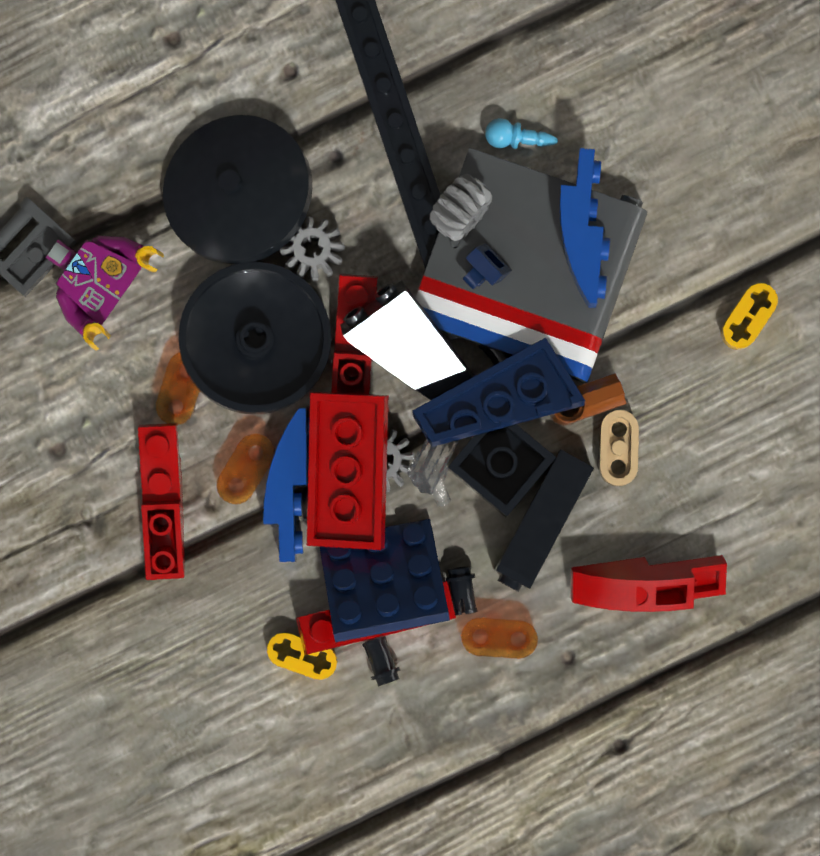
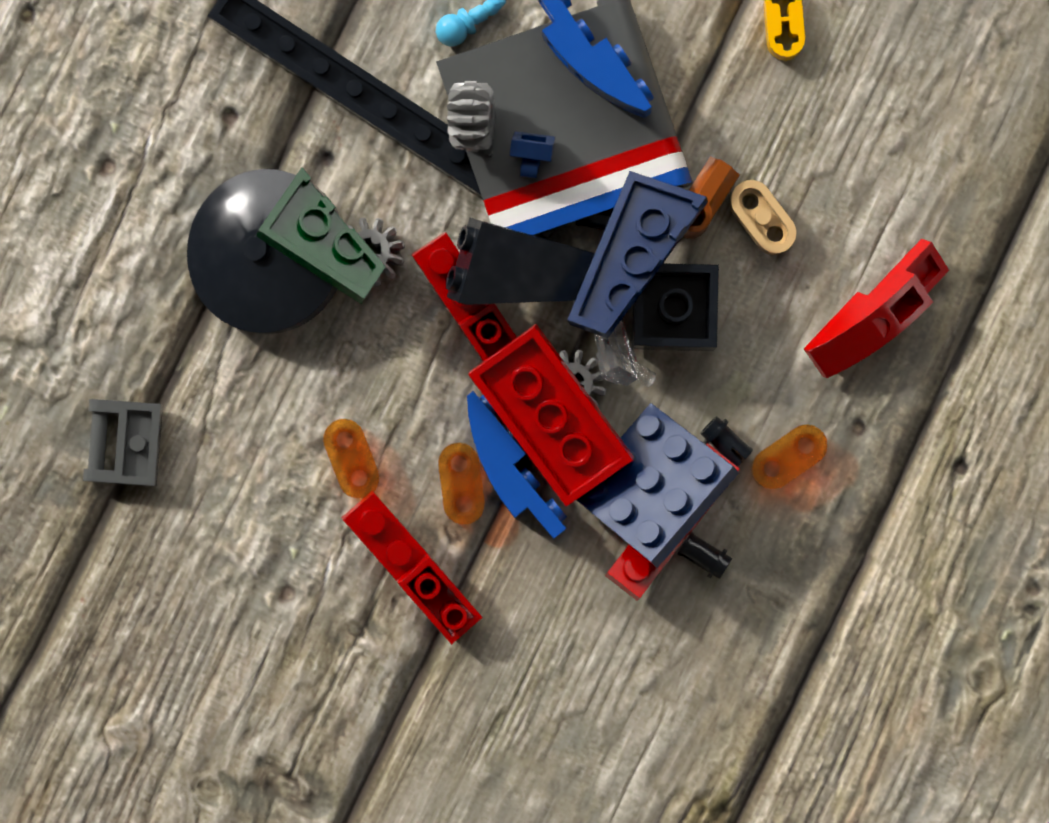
camera: 45 degrees left, 0 degrees up
(96, 279) = (207, 422): magenta torso -> none
(254, 338) = (382, 367): black dish -> none
(278, 207) = (316, 237): none -> wing
(298, 664) = (637, 614): yellow beam -> none
(543, 521) = (749, 330): black slope -> none

